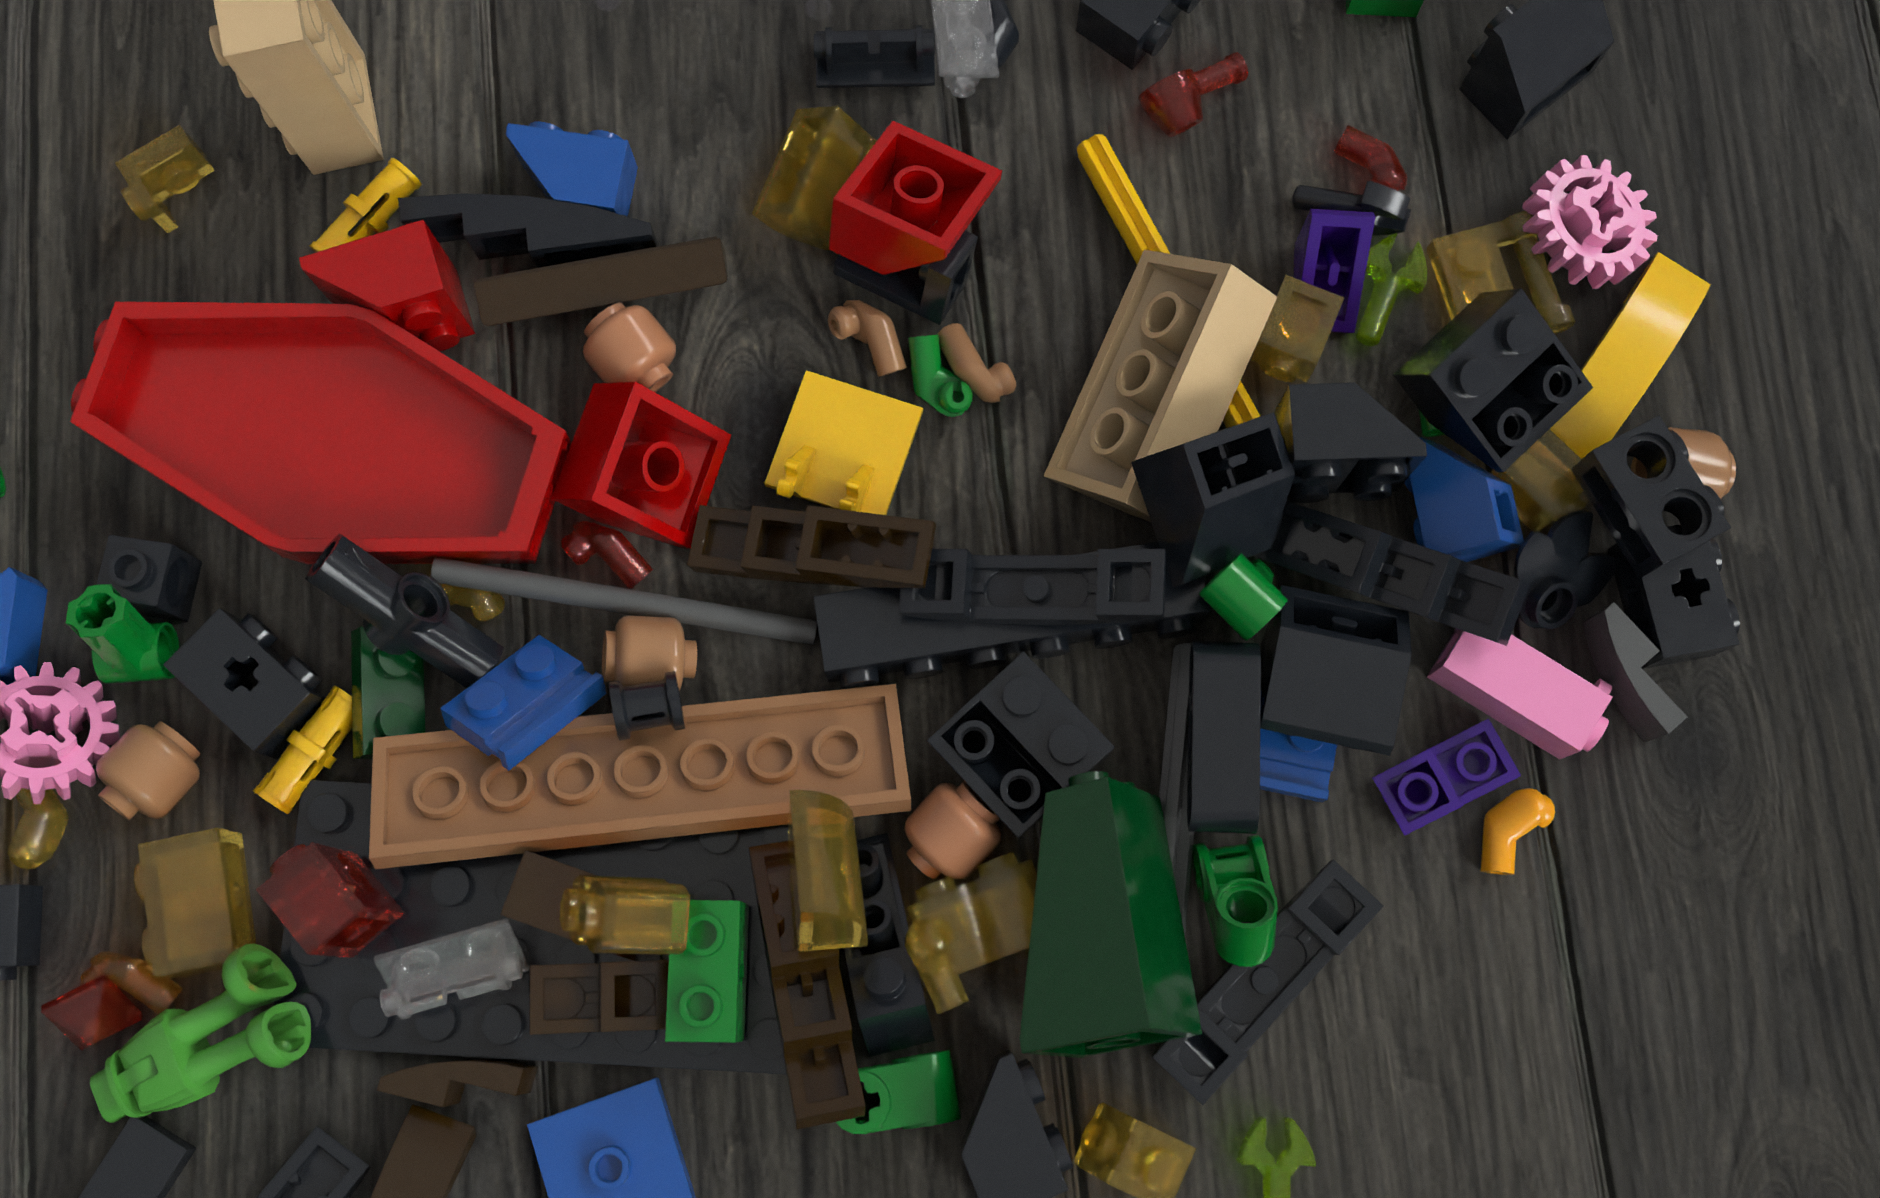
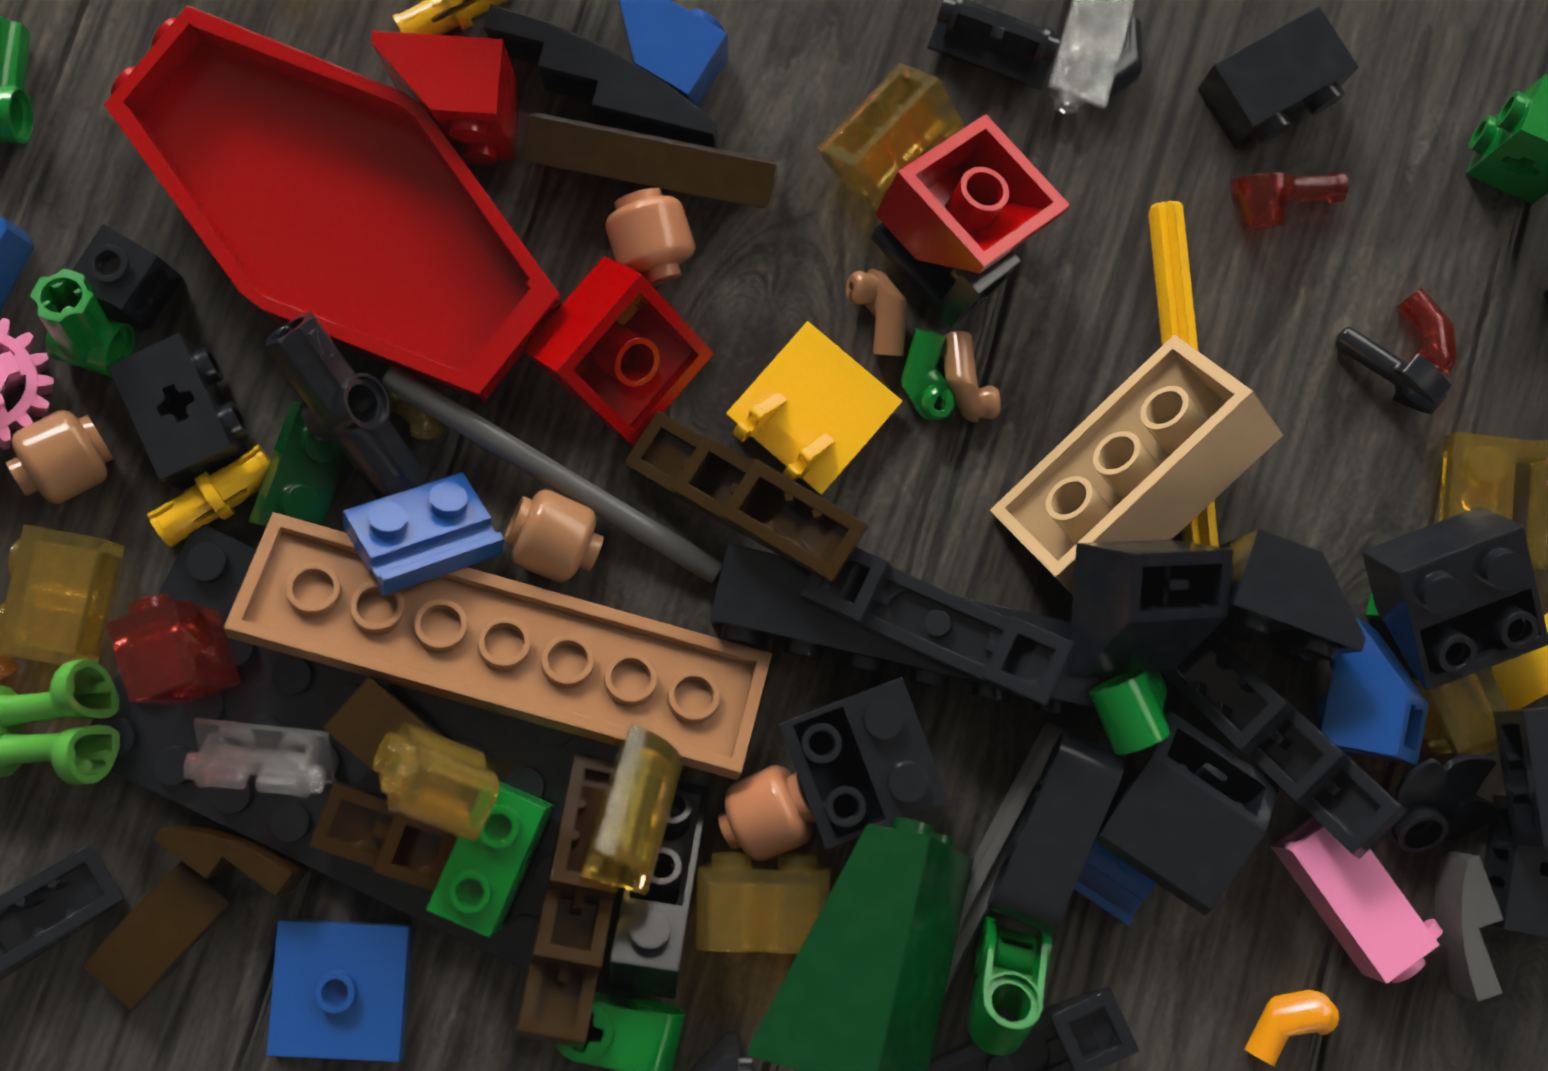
camera: 15 degrees right, 5 degrees up
(610, 546) = (560, 416): clear red arm -> none
(646, 705) = (532, 585): black bush -> none
(928, 948) = (701, 920): clear yellow arm -> none
(1296, 330) = (1289, 470): clear yellow bracket -> none
(1334, 257) = (1344, 423): dark purple slope -> none
(1387, 287) = (1392, 459): clear neon green bar -> none
(1446, 777) = (1249, 949): dark purple slope -> none

